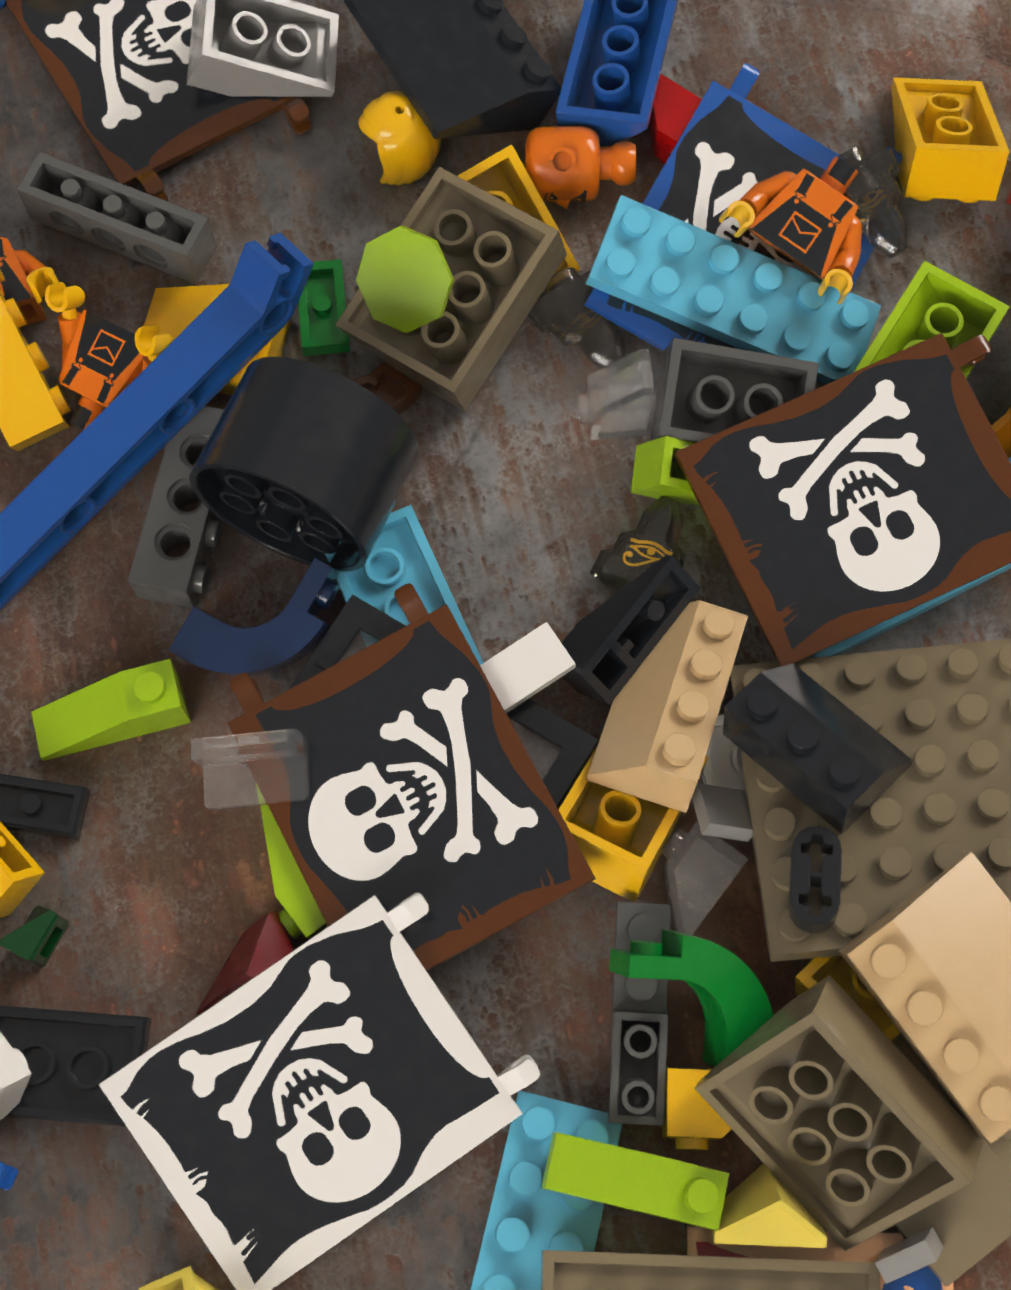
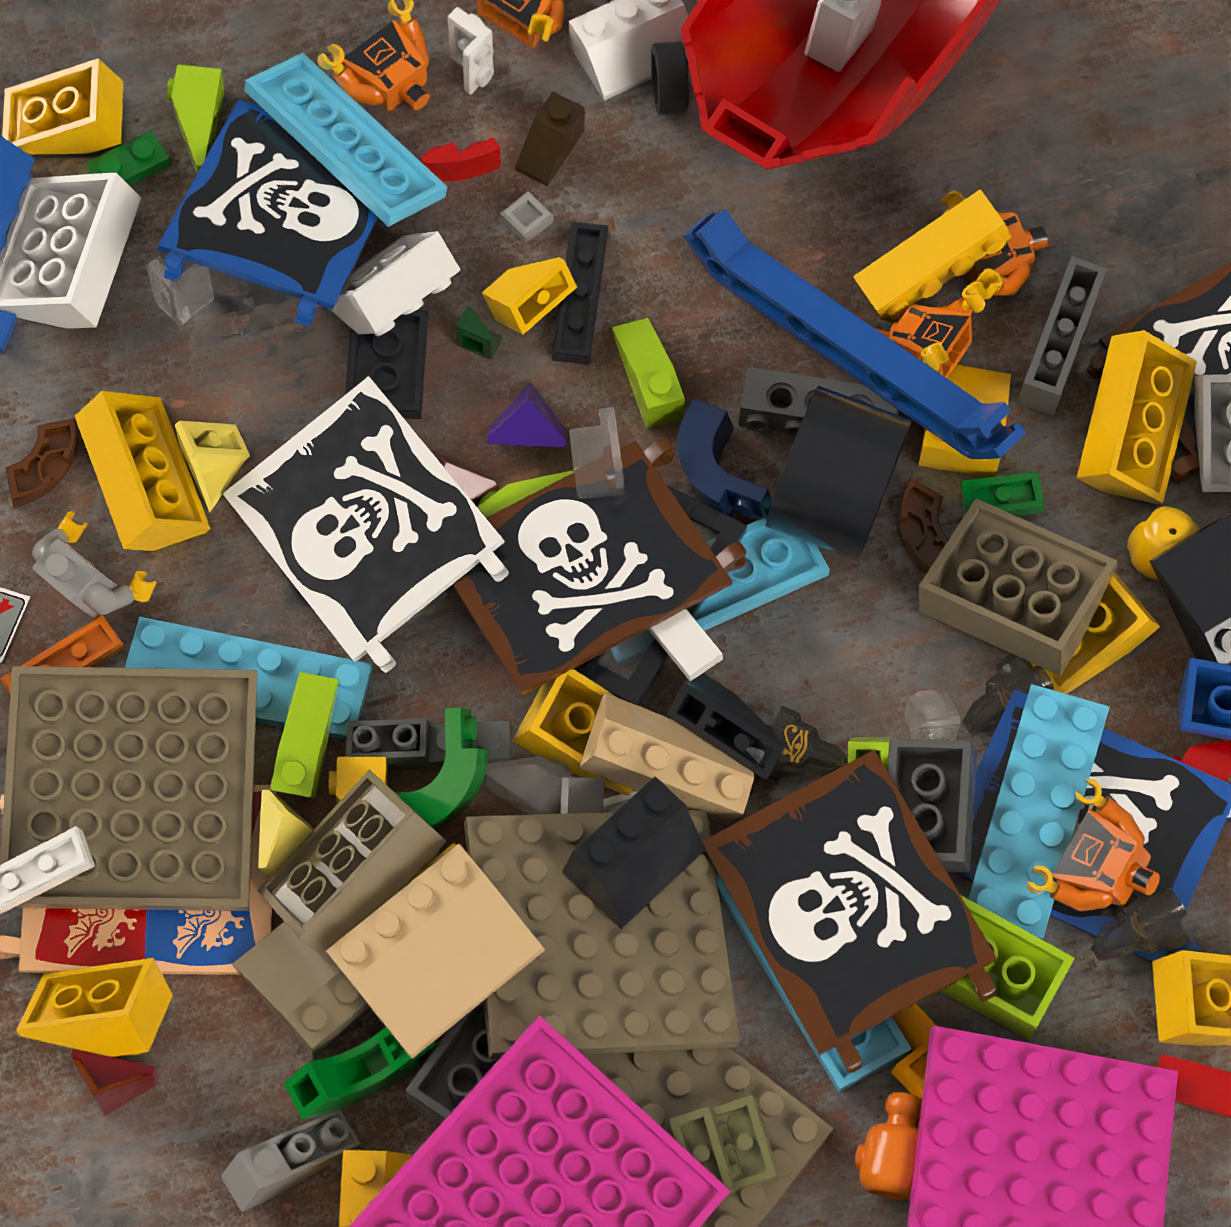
camera: 85 degrees right, 5 degrees down
(176, 873) = (528, 423): none -> dark purple slope
(233, 150) = (1137, 417): none -> yellow slope
(404, 279) = (1006, 536): lime piece -> none
(570, 163) = (1153, 684): orange piece -> none
(803, 878) = (522, 843): black beam -> none
(909, 1255) = (253, 927): light grey tile -> none

